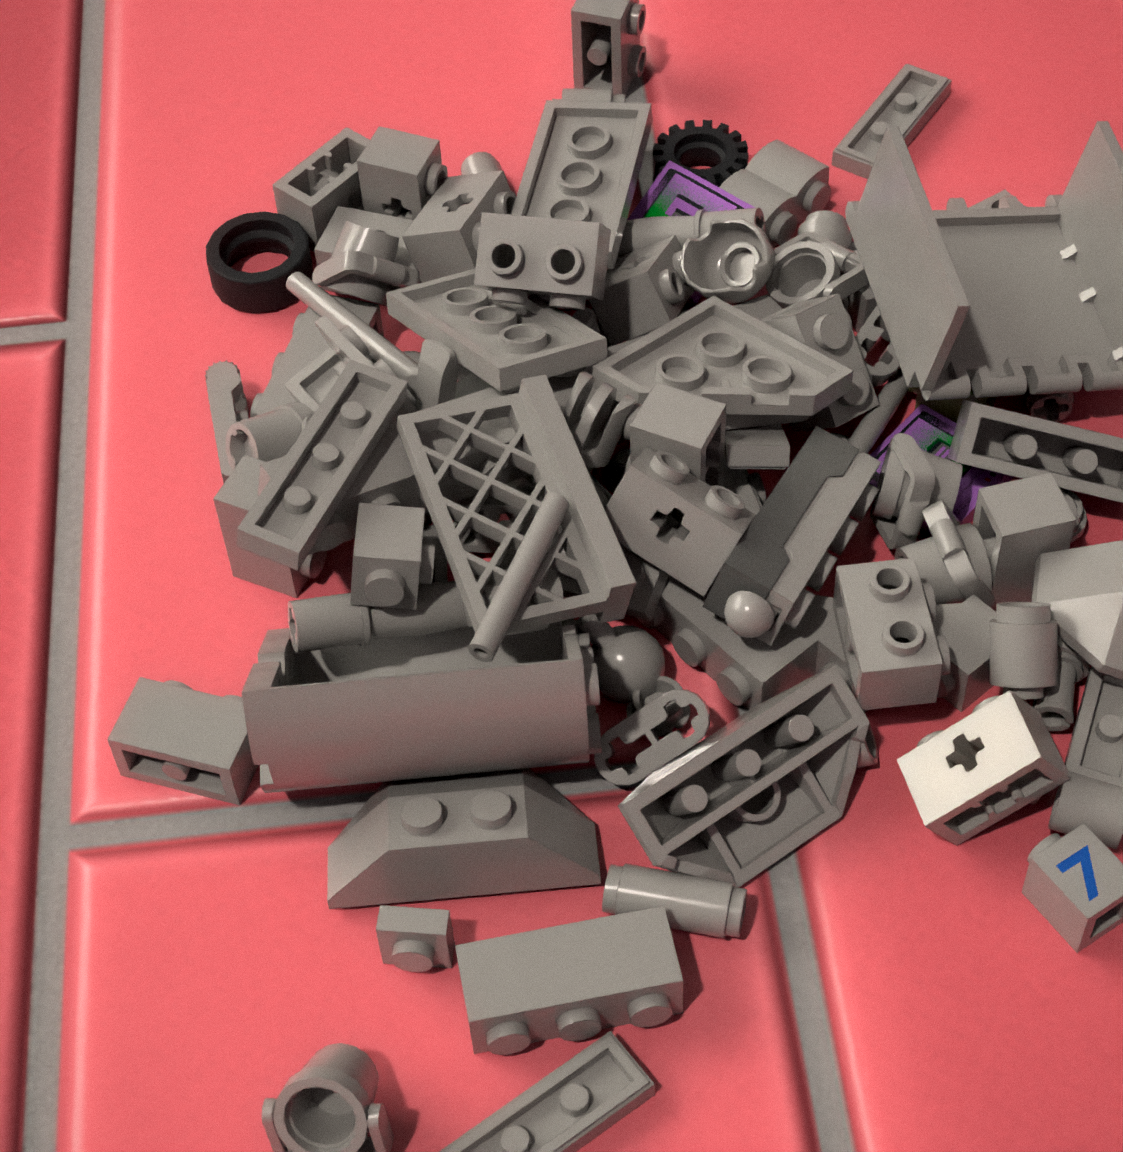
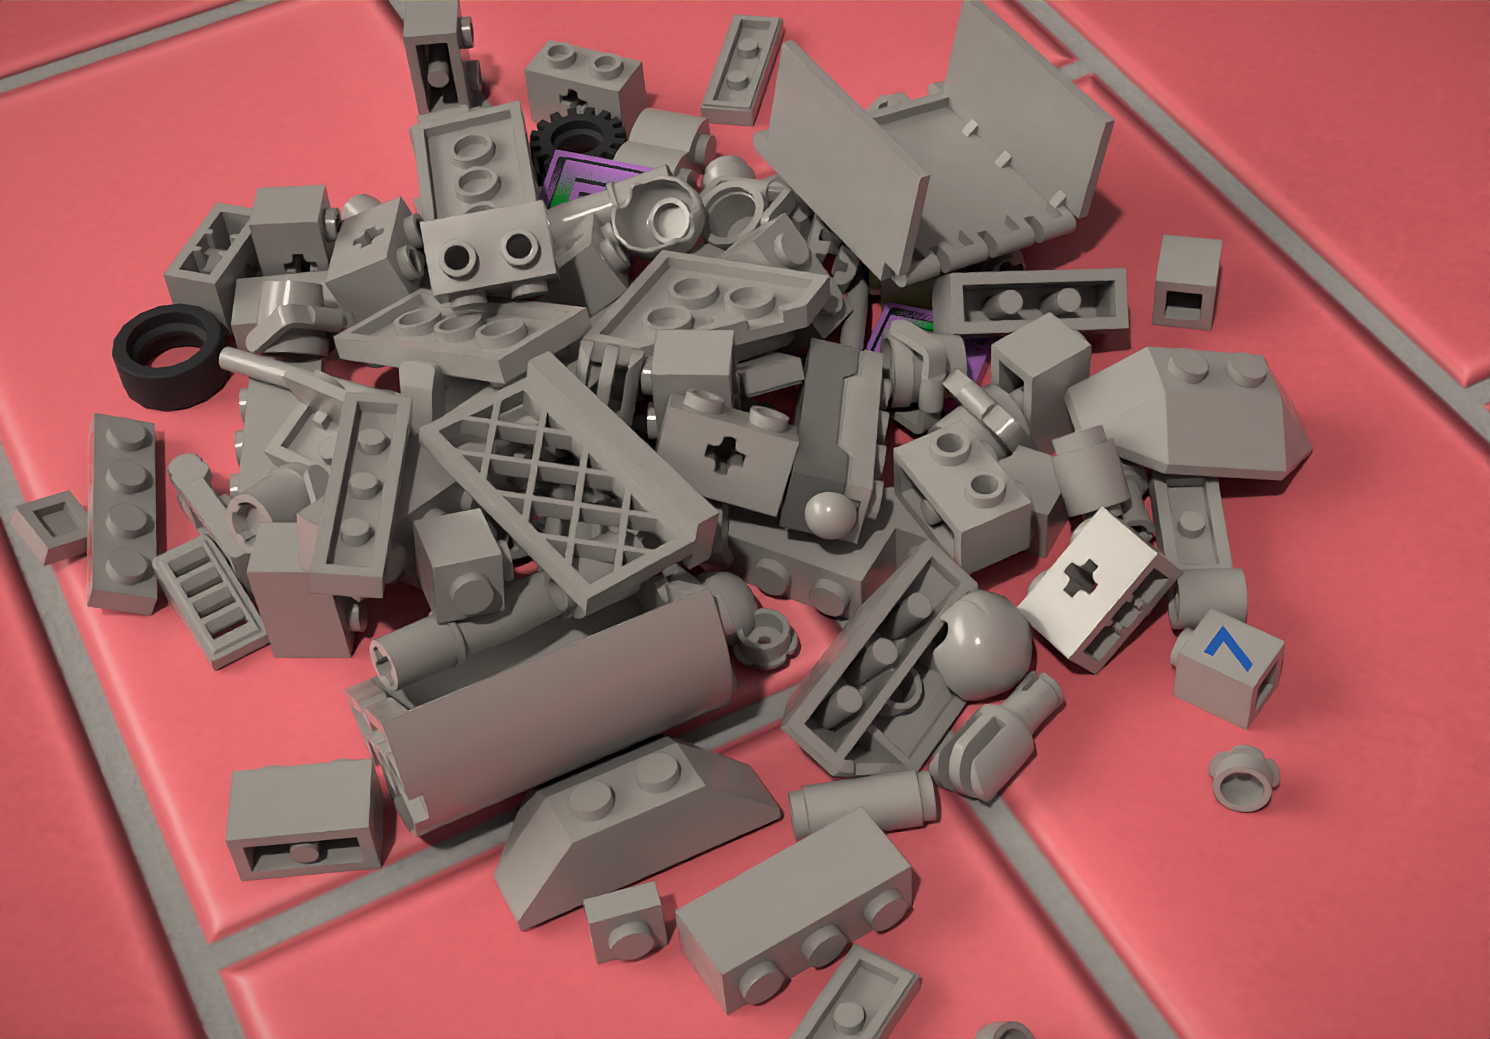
camera: 20 degrees left, 5 degrees down
(98, 395) = (52, 527): none -> light grey plate
(157, 400) = (121, 515): none -> light grey plate
(188, 473) = (194, 568): none -> light grey slope
(518, 578) = (605, 541): light grey piece -> none
(661, 750) = (787, 675): light grey beam -> none
(737, 98) = (580, 78): none -> light grey brick
(826, 880) = (996, 740): none -> light grey arm
(850, 785) = (984, 646): none -> light grey hair
(1046, 1002) = (1239, 790): none -> light grey plate

